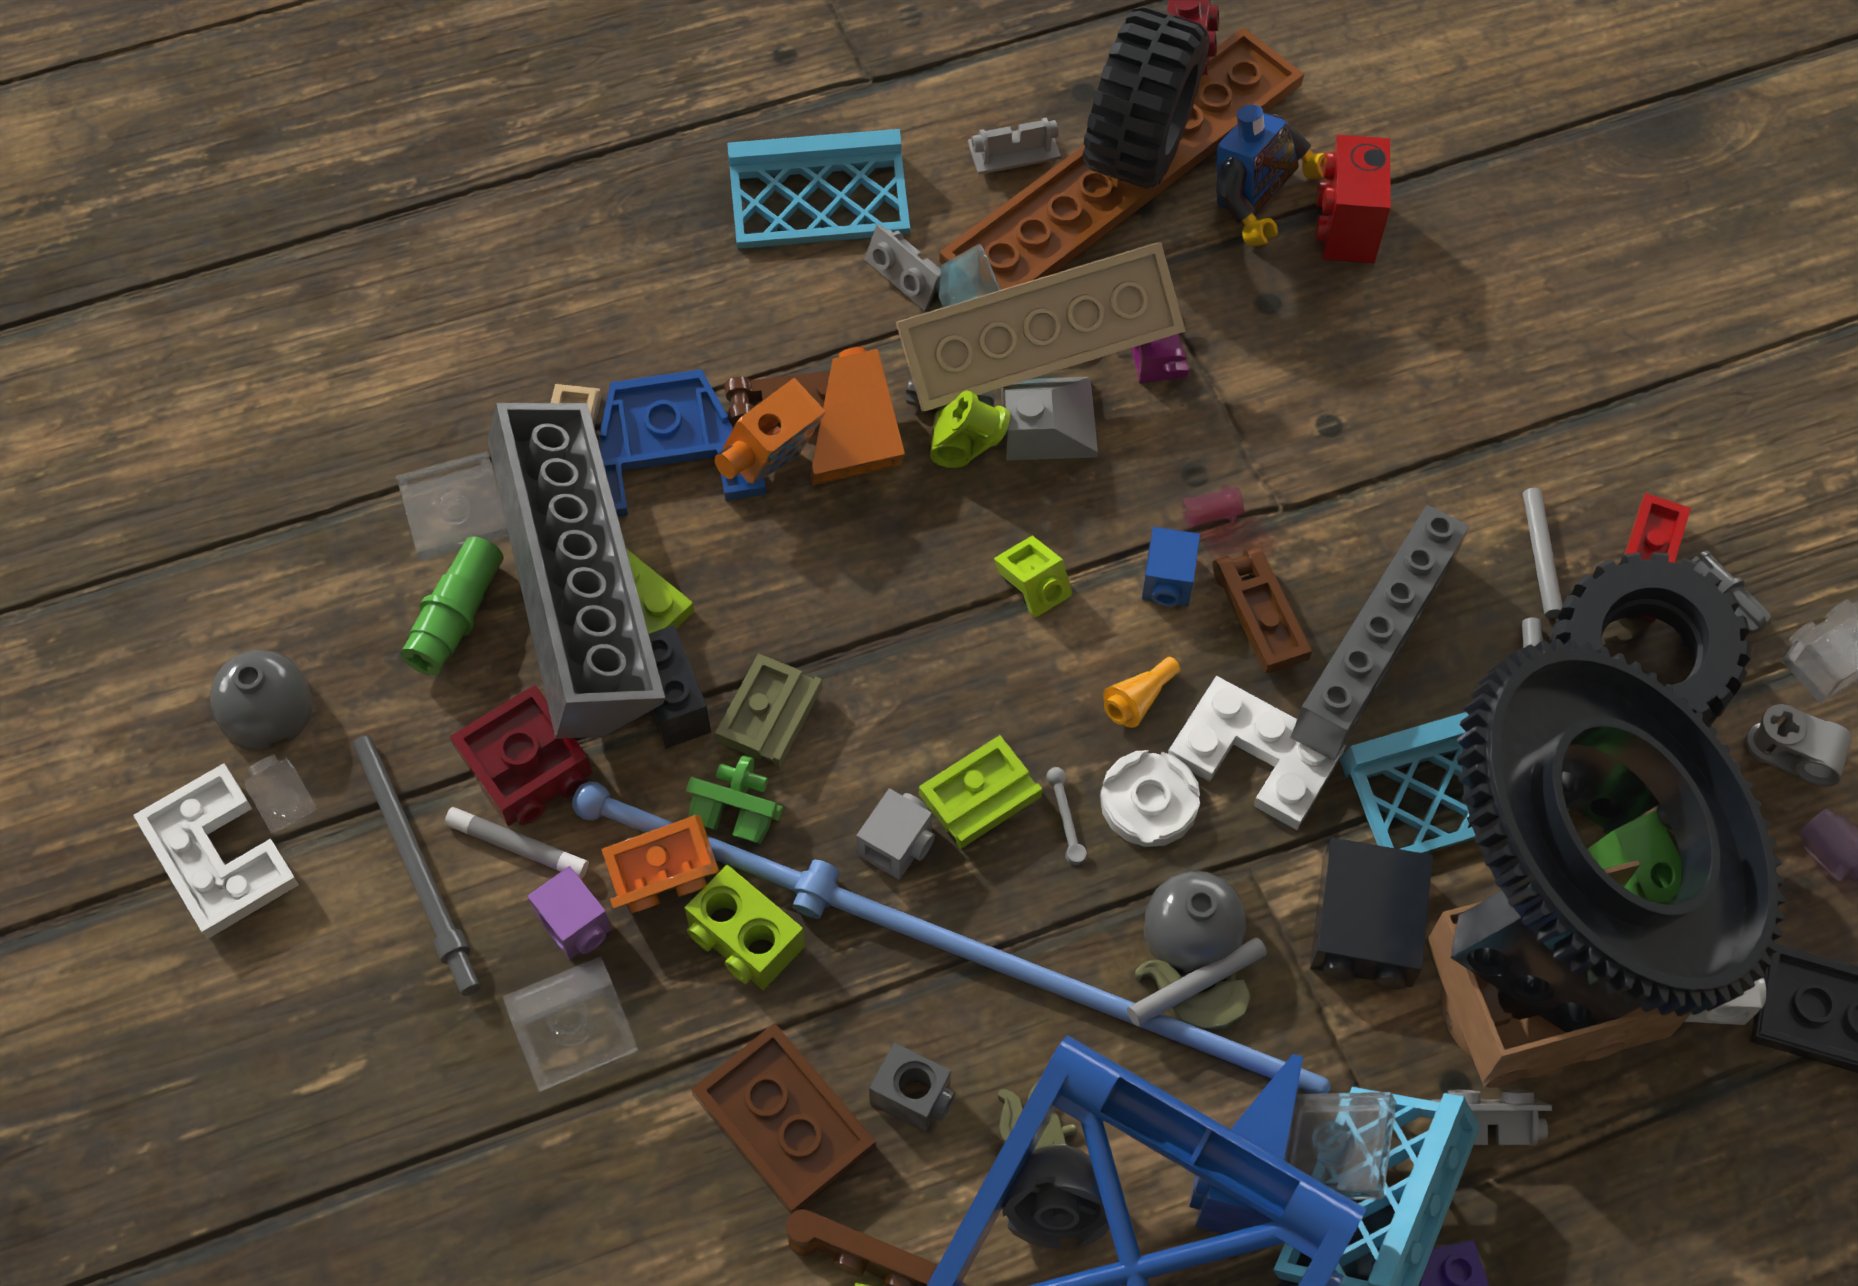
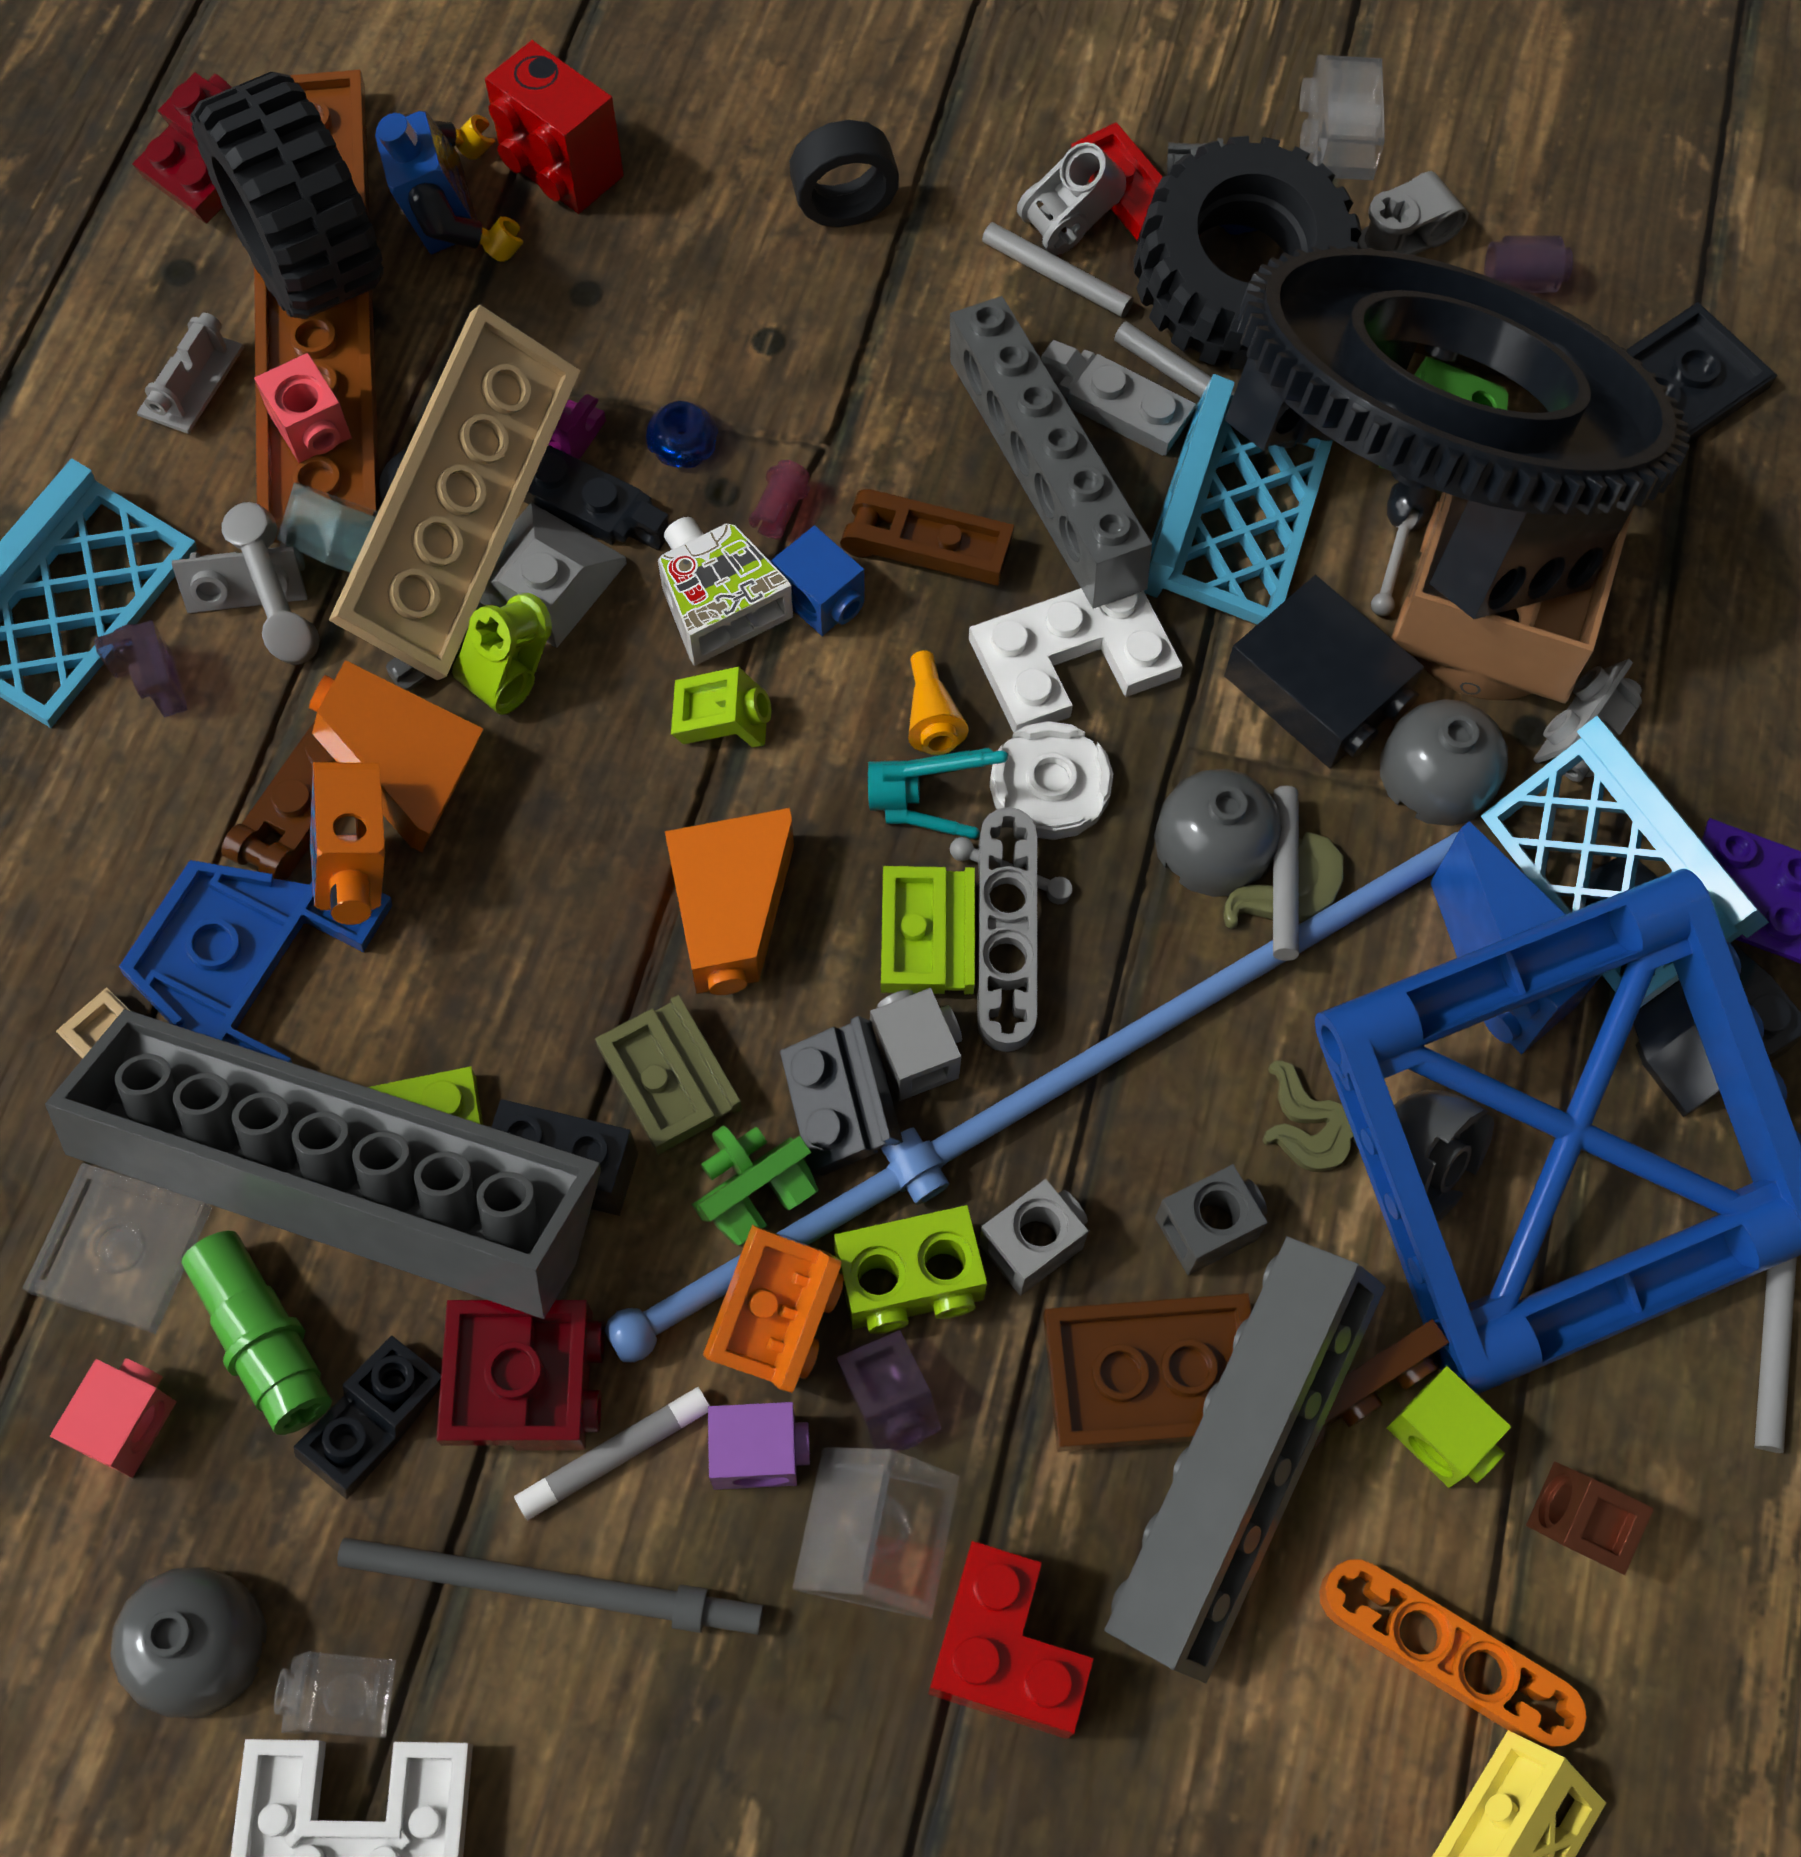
camera: 55 degrees left, 5 degrees up
(357, 572) = (115, 1415): none -> coral brick
(445, 701) = (370, 1417): none -> black slope
(533, 1127) = (990, 1662): none -> red brick
(656, 969) = (890, 1393): none -> clear purple bracket
(754, 1197) = (1244, 1459): none -> dark grey brick
(809, 968) = (1018, 1259): none -> light grey brick
(810, 263) = (148, 660): none -> clear purple bracket
(826, 814) = (840, 1096): none -> plate
(910, 663) = (729, 894): none -> orange slope
(929, 246) = (284, 632): none -> light grey bar
(1023, 842) = (1012, 928): none -> light grey beam
(1033, 213) = (303, 408): none -> coral brick
(1068, 708) = (897, 784): none -> teal plant
(1113, 515) = (720, 588): none -> torso
(1120, 405) = (595, 501): none -> black hinge
(1208, 434) = (684, 449): none -> clear blue plate
(1343, 1140) = (1560, 849): clear plate -> none
(1372, 1037) = (1445, 762): none -> dark grey cylinder
(1471, 641) = (1118, 397): none -> light grey hinge
(1494, 362) = (840, 145): none -> black tyre
(1602, 520) = (1070, 198): none -> light grey piece

